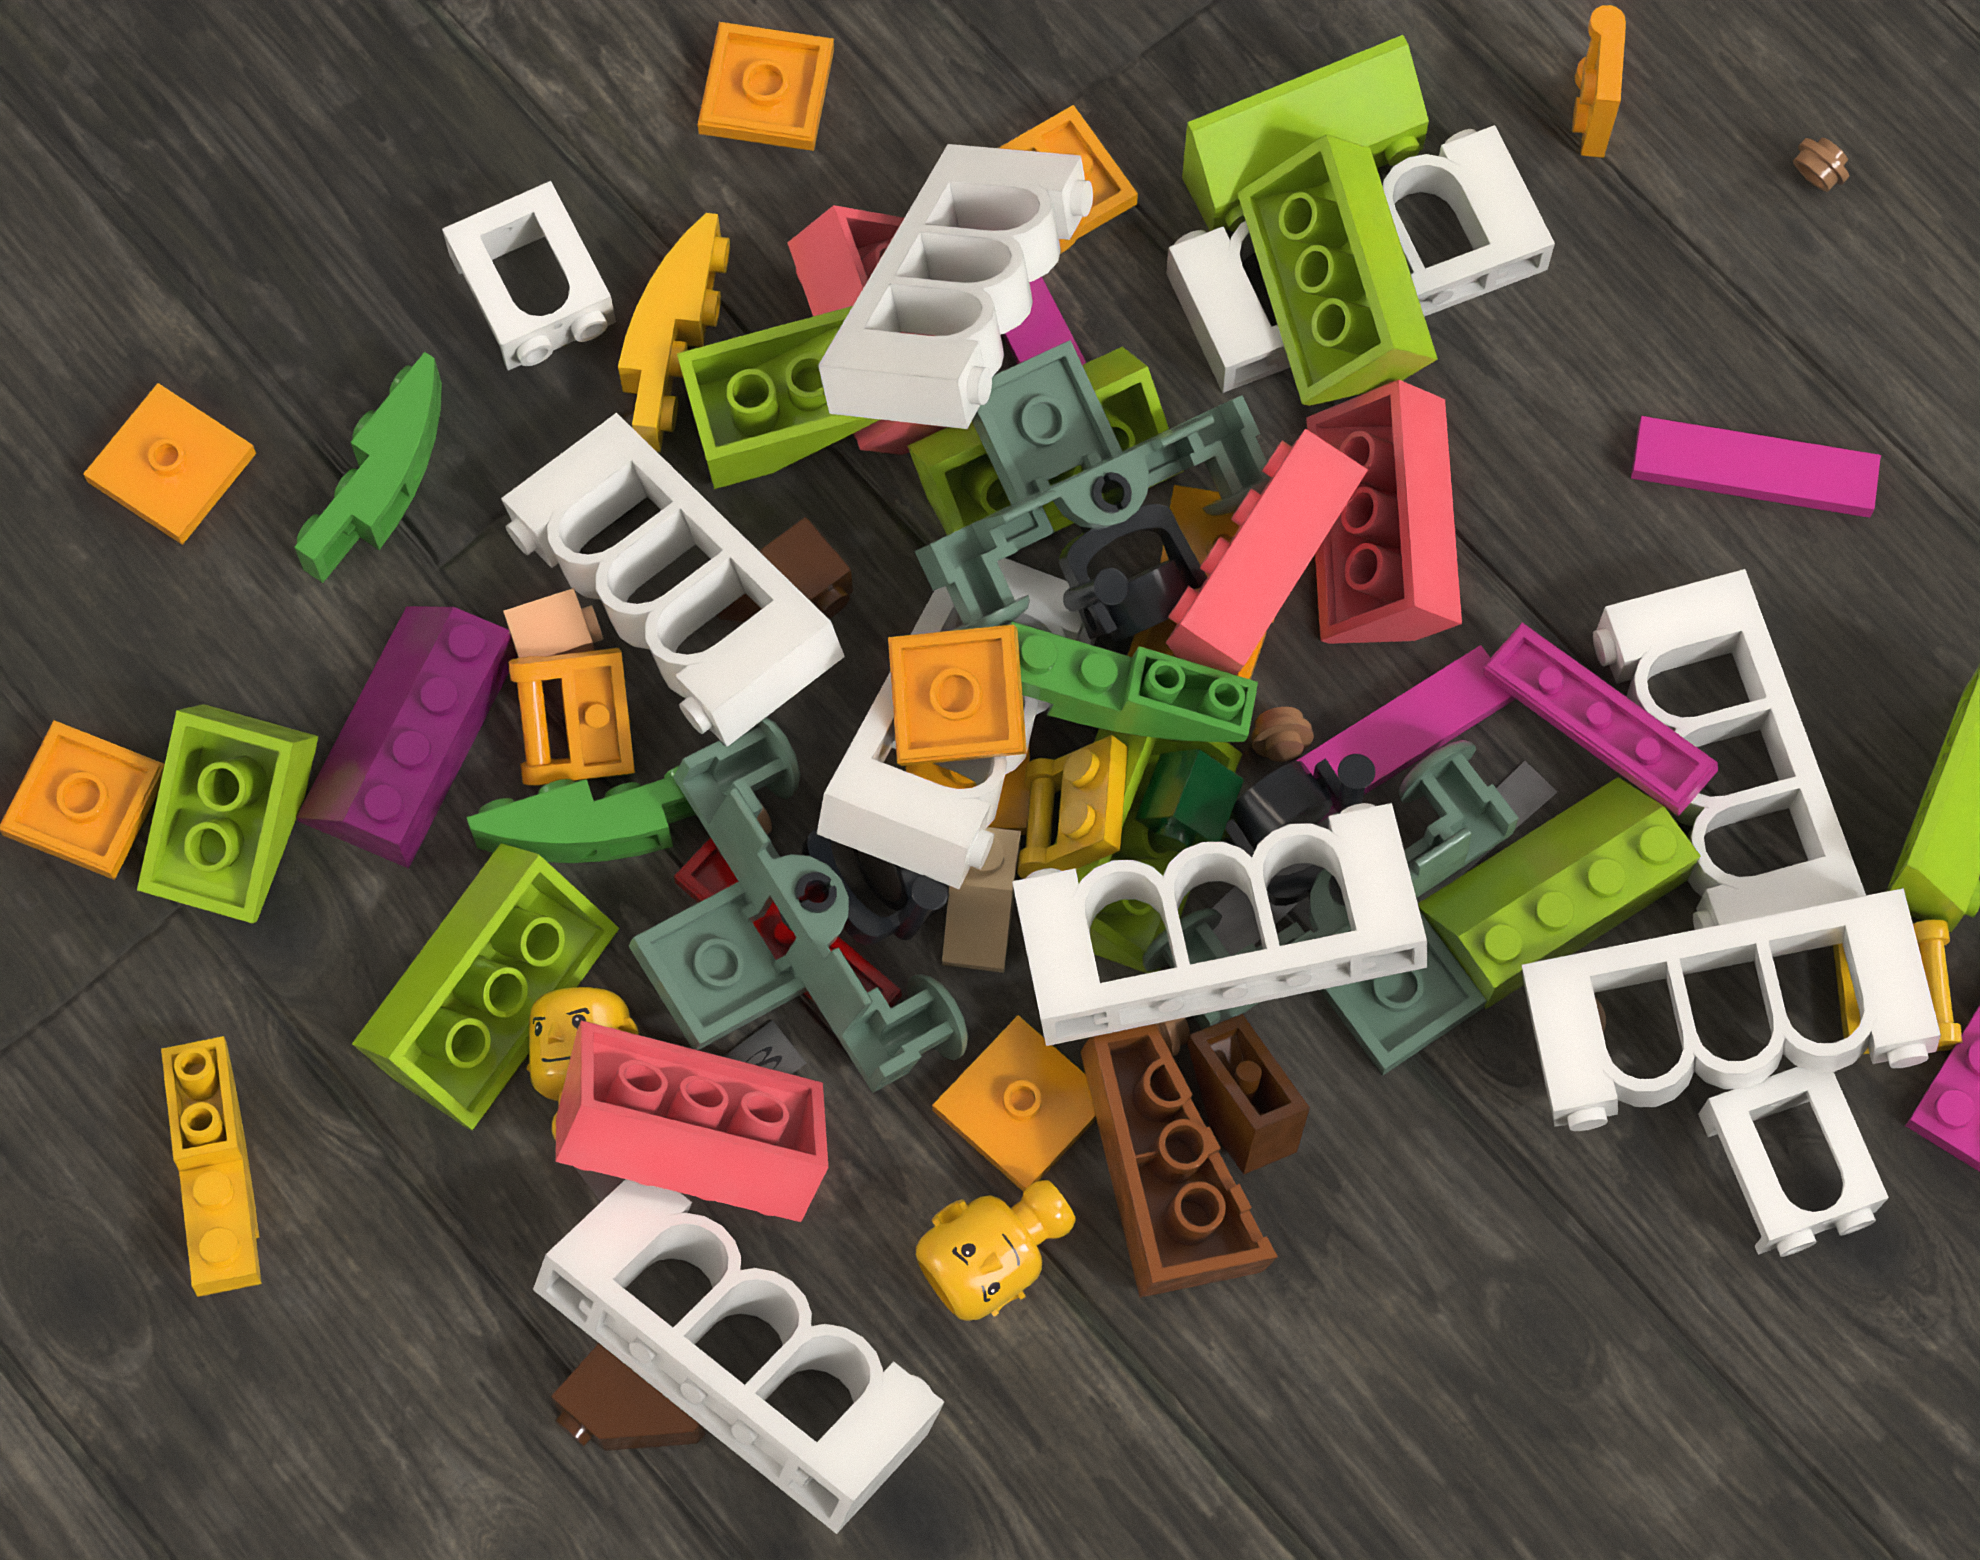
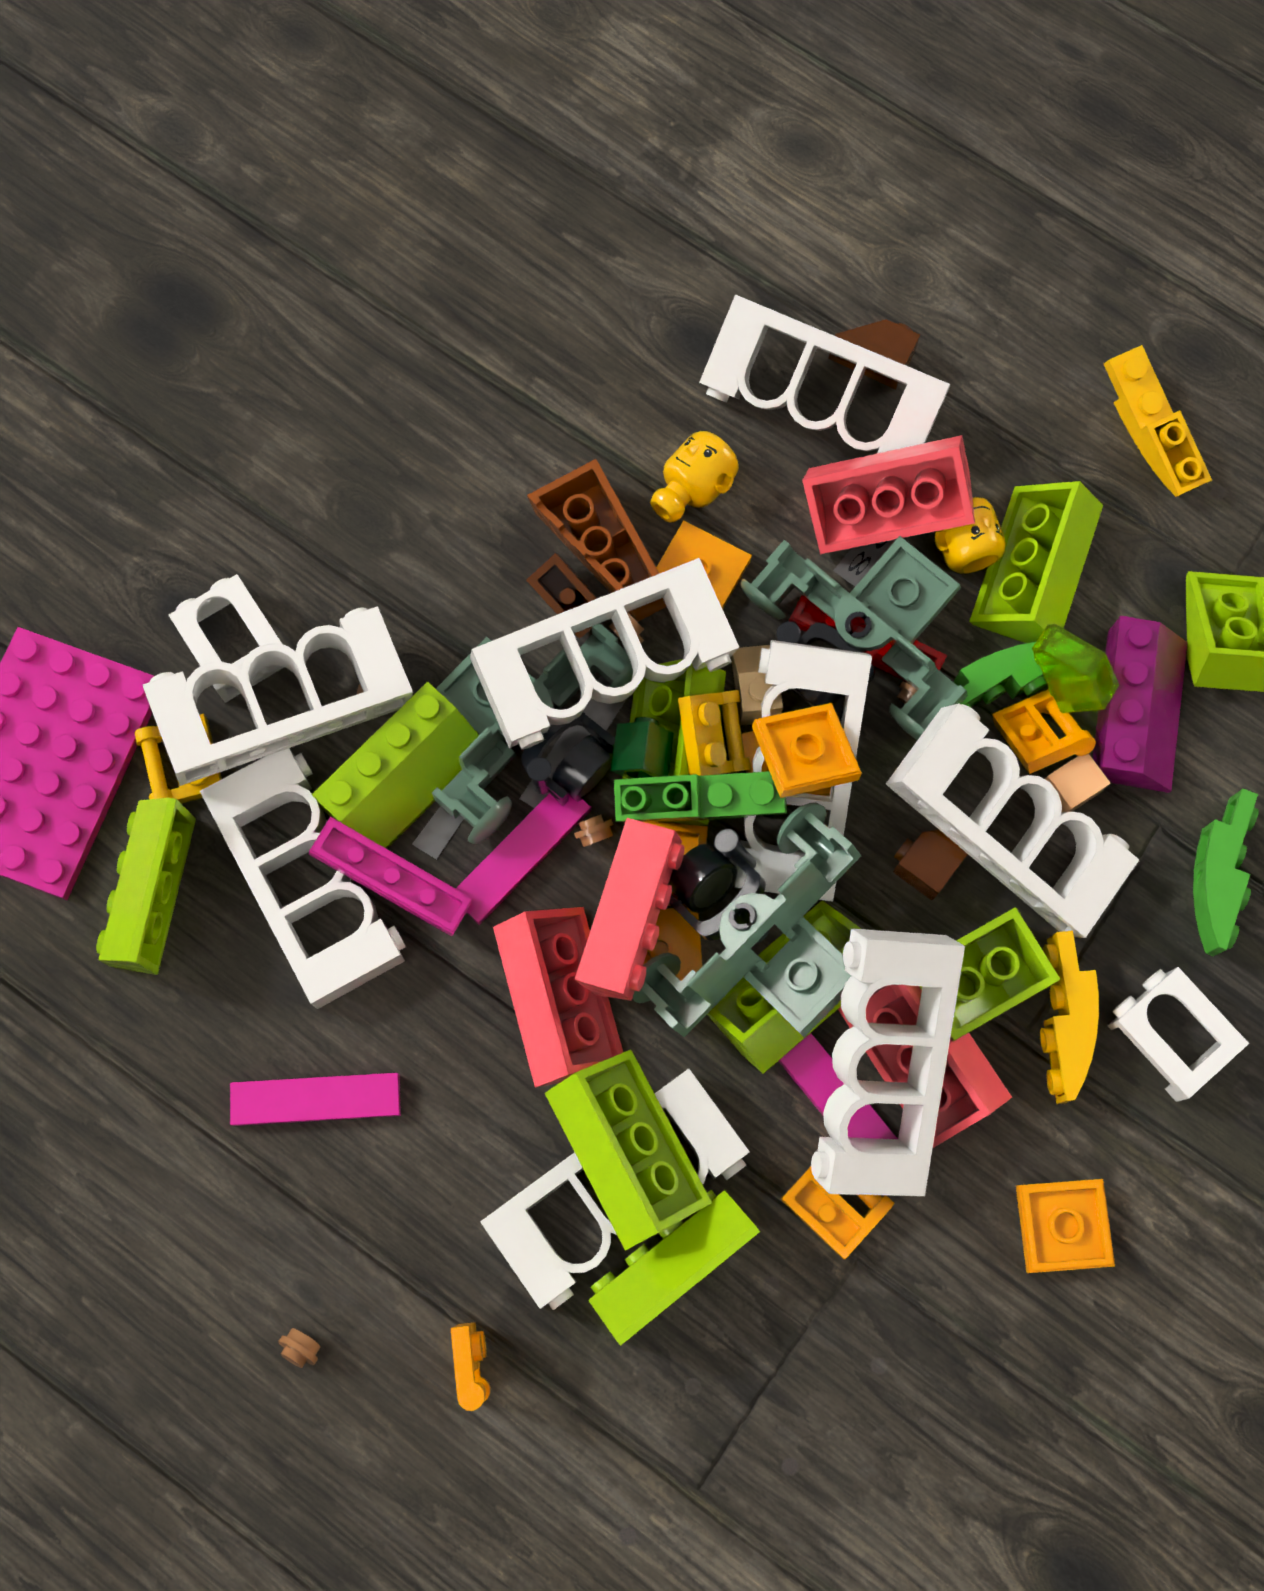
camera: 165 degrees right, 5 degrees up
(505, 763) = (1075, 671): none -> clear neon green slope

